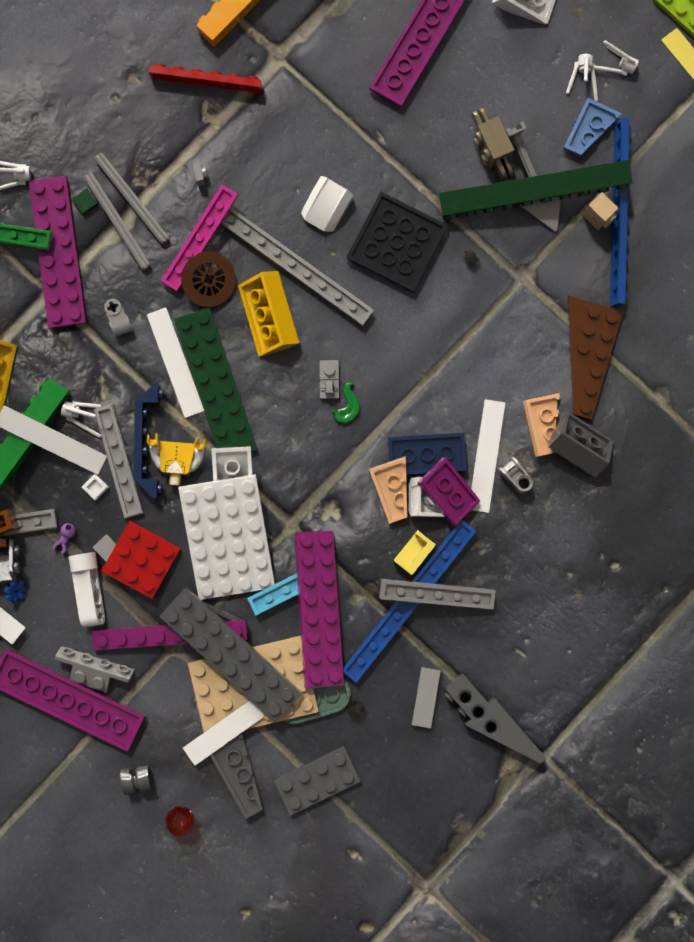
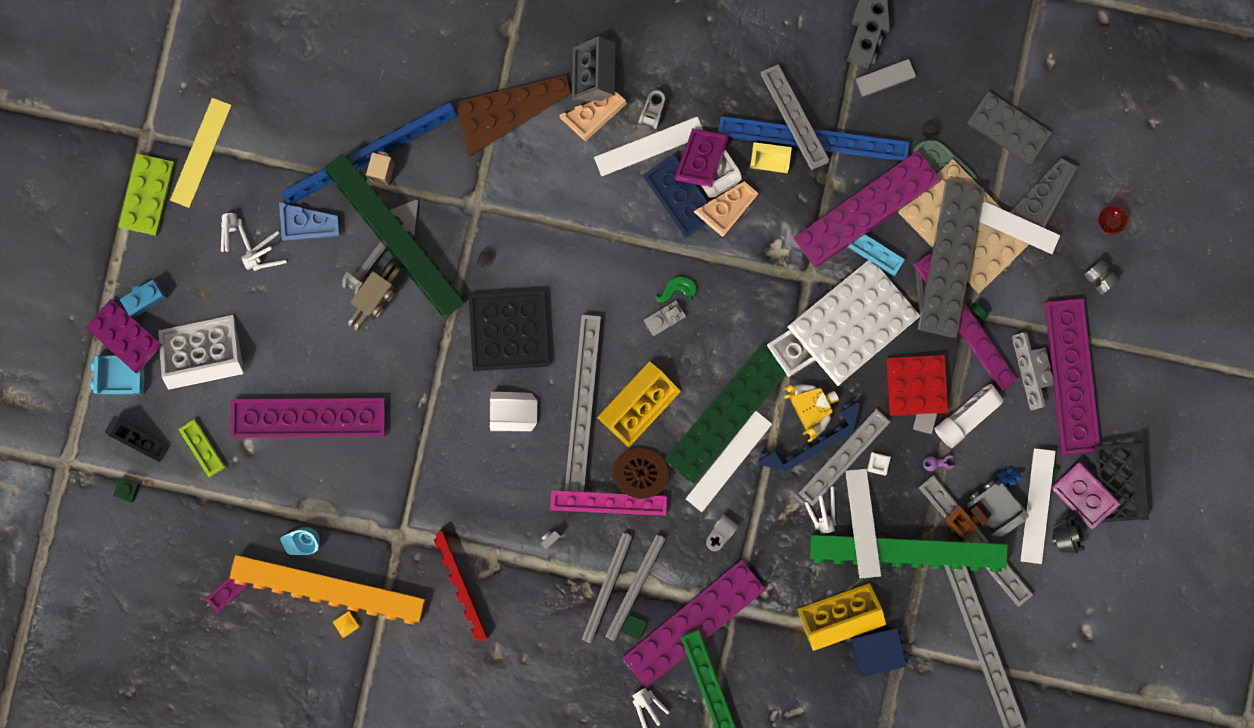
camera: 115 degrees left, 0 degrees up
(171, 653) = (979, 311): none -> dark green tile

